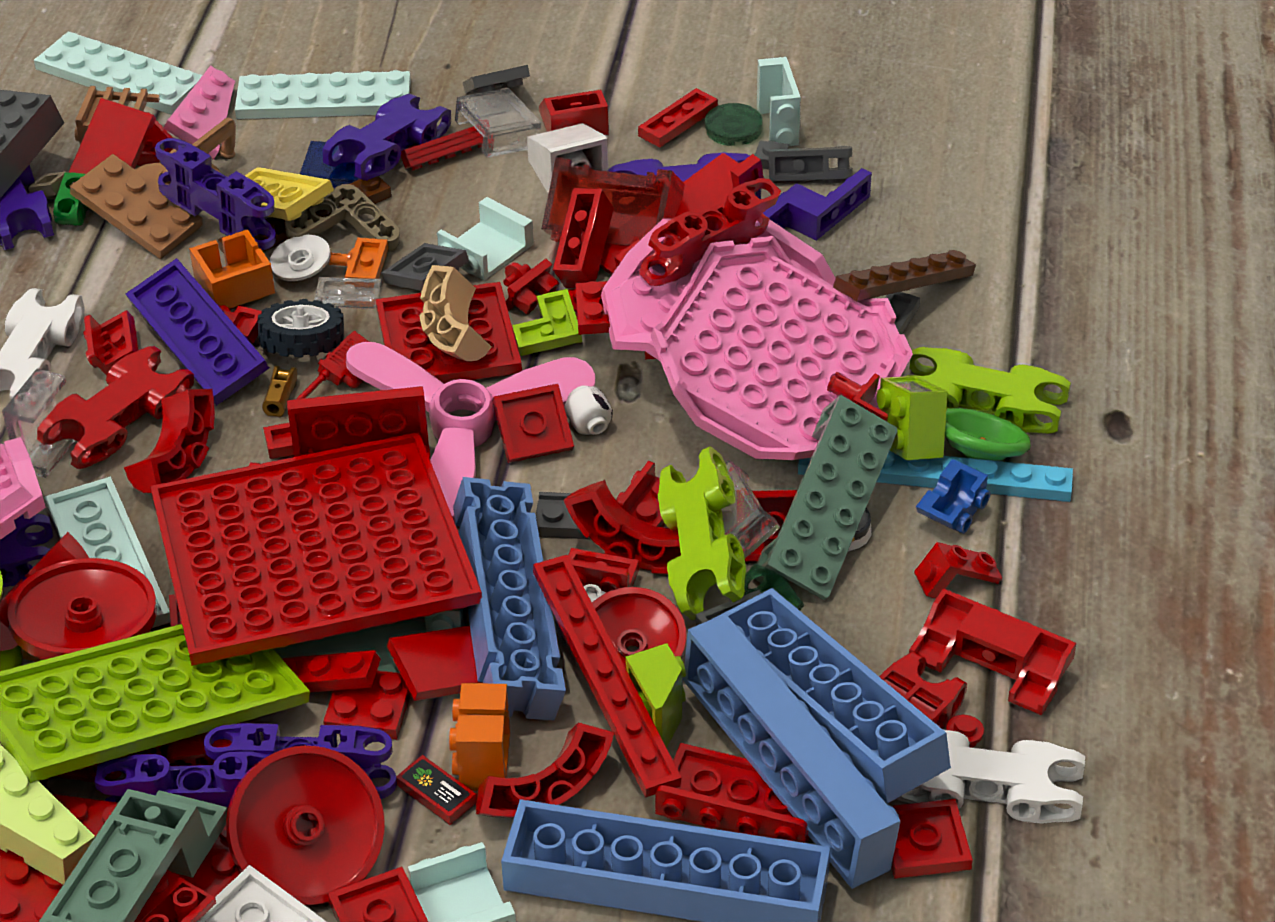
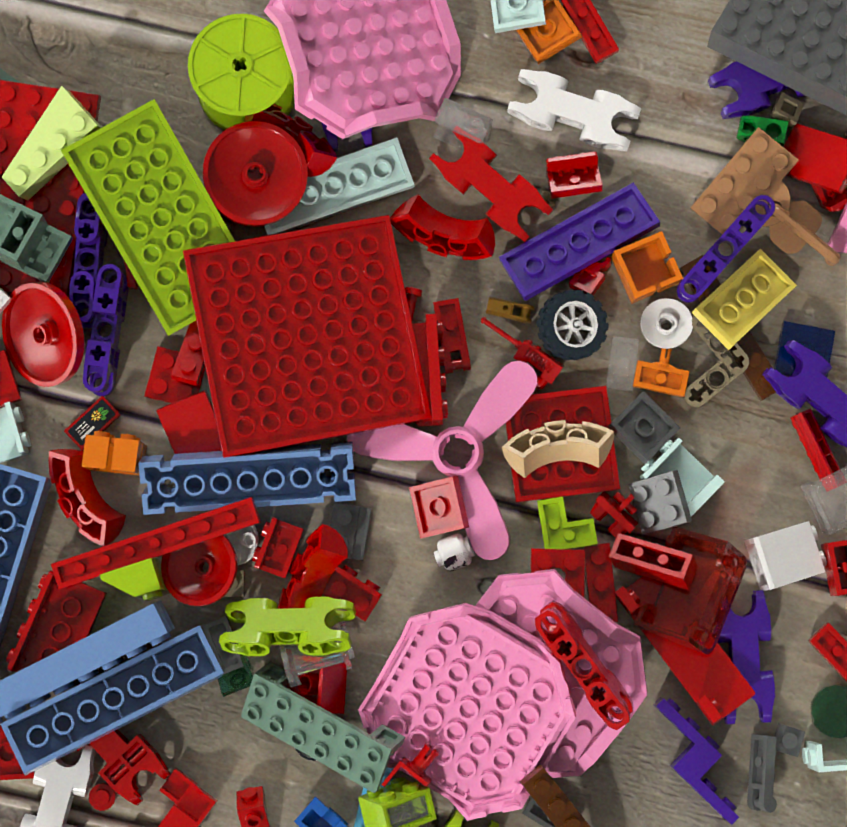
camera: 95 degrees right, 40 degrees up
(511, 240) = (660, 502): none -> plate

